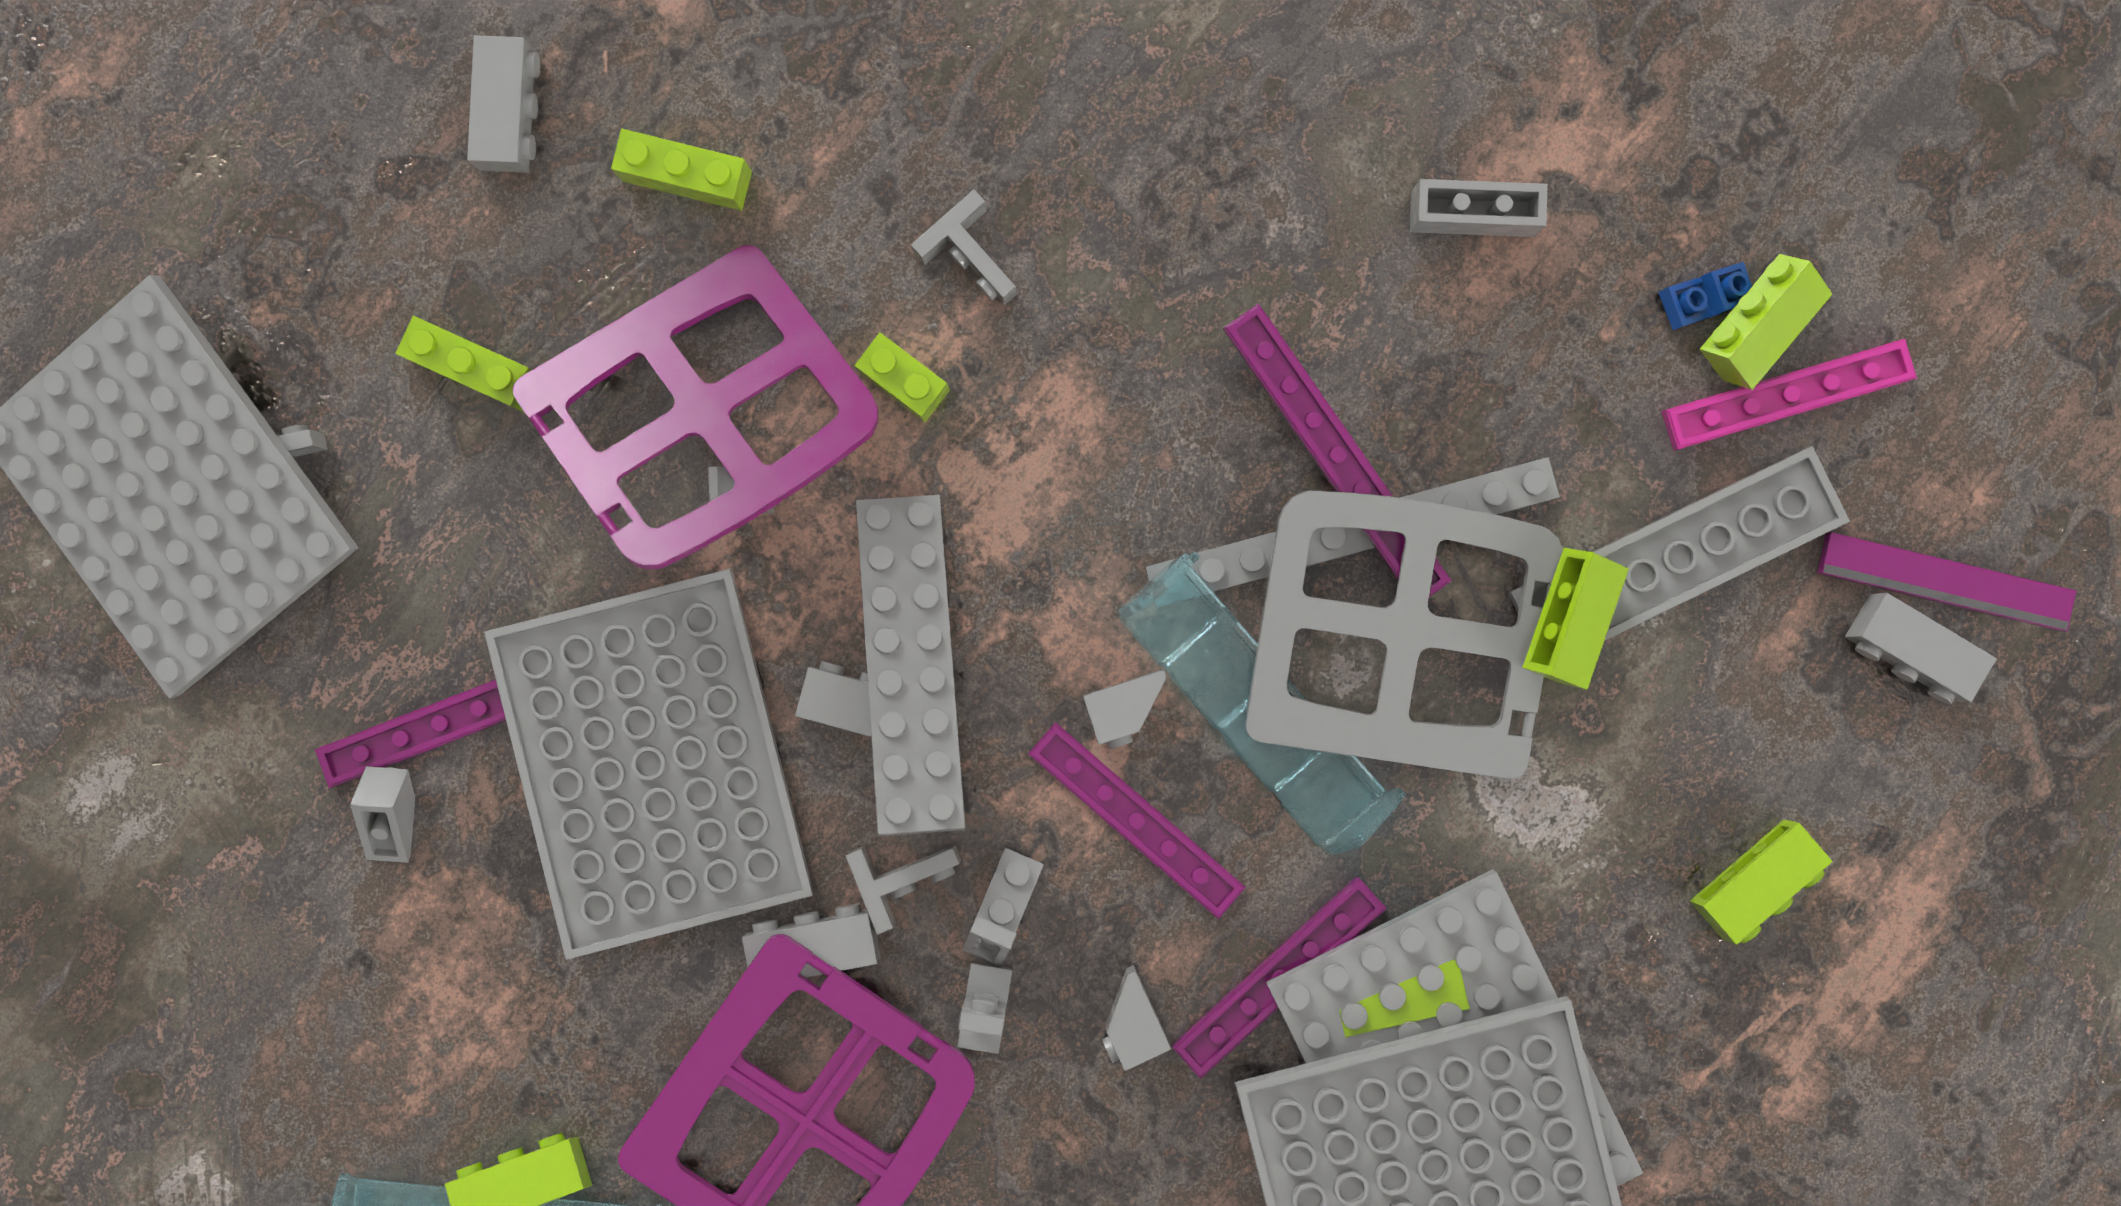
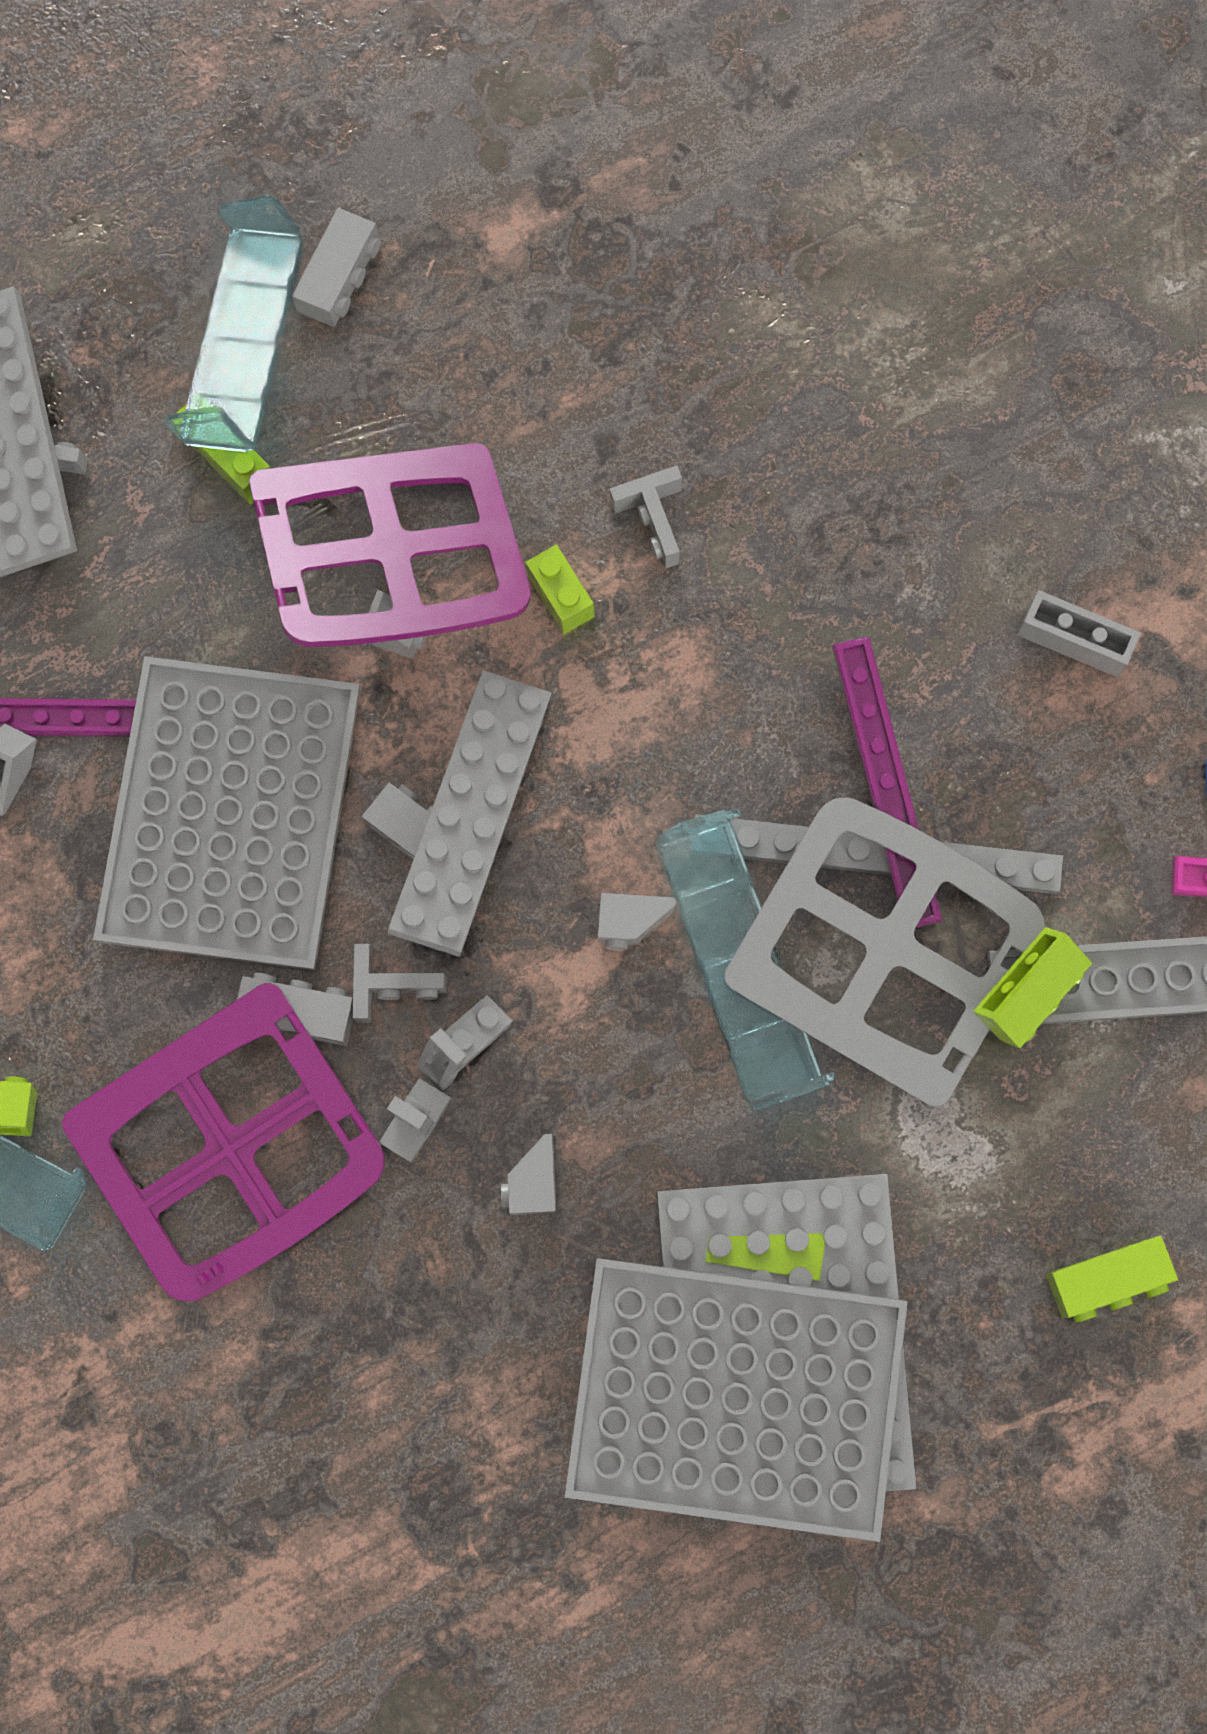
camera: 25 degrees right, 10 degrees down
(428, 220) = (242, 327): none -> clear light blue piece
(681, 169) = (454, 367): lime brick -> none
(1137, 820) = (604, 1018): magenta tile -> none
(1251, 999) = (640, 1204): magenta tile -> none

